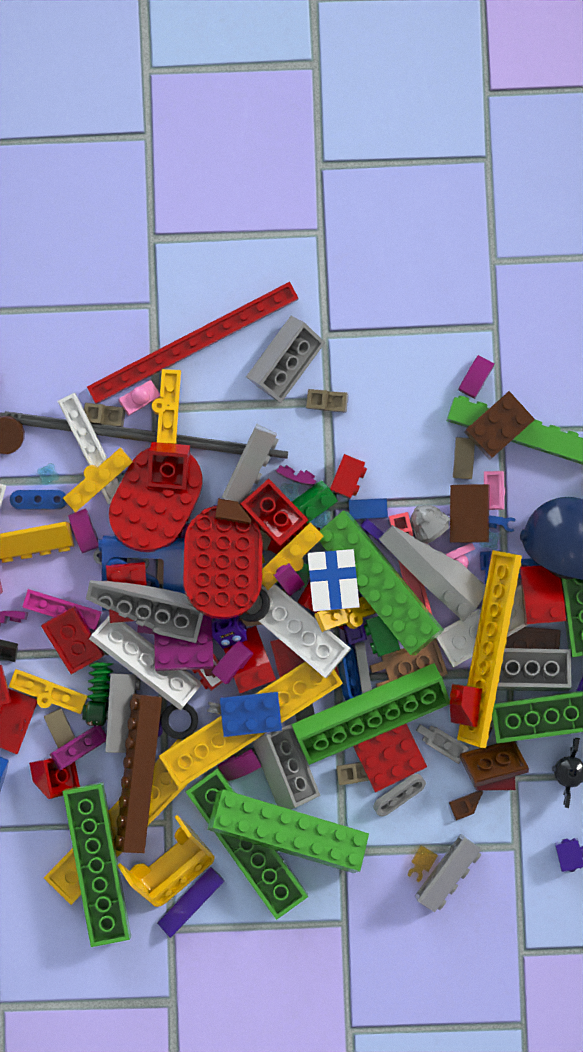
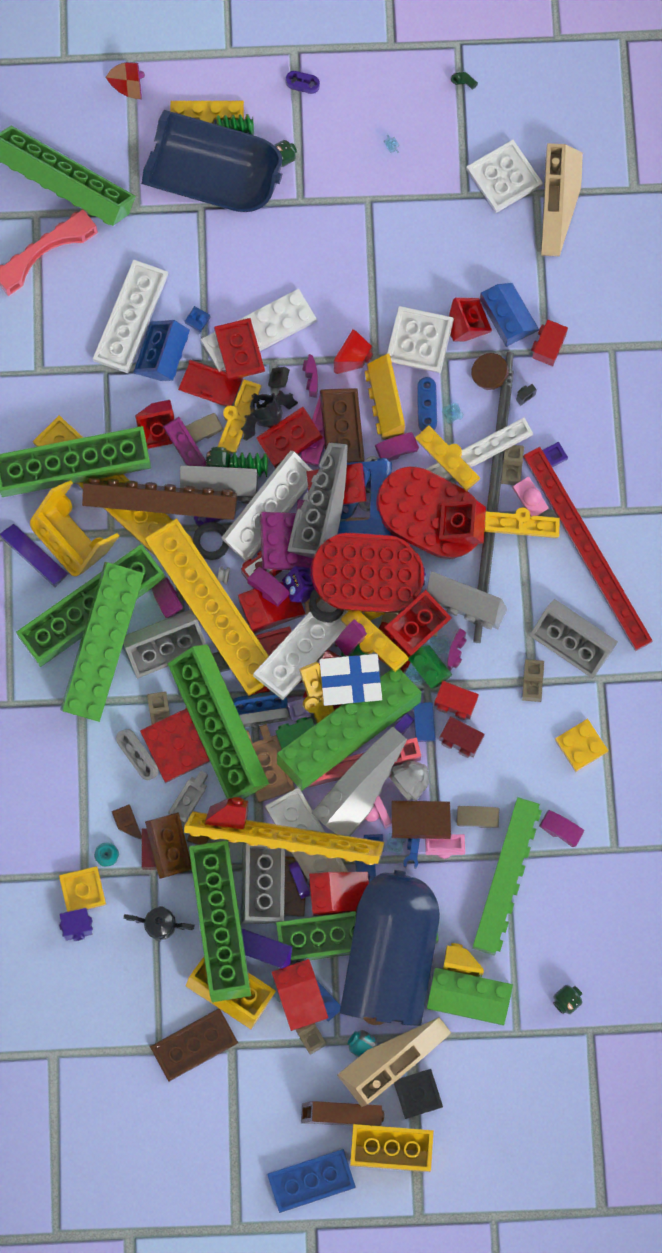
camera: 90 degrees right, 10 degrees down
(29, 399) = (525, 394): none -> pearl dark grey plate
(45, 662) = (267, 413): none -> black helmet
(57, 585) = (343, 421): none -> reddish brown tile
(94, 371) = (555, 454): none -> dark purple plate
(231, 511) = (417, 581): reddish brown tile -> none
(250, 714) = (217, 604): blue plate -> none
(385, 471) = (461, 737): none -> dark red brick
(392, 355) = (581, 745): none -> yellow plate
(422, 859) = (71, 780): clear yellow plate -> none
(447, 873) = (58, 801): light grey slope -> none
(498, 818) = (109, 860): none -> teal plate
(499, 425) = (511, 845): reddish brown brick -> none
(528, 634) = (299, 880): none -> dark purple beam
(535, 848) = (82, 889): none -> yellow plate

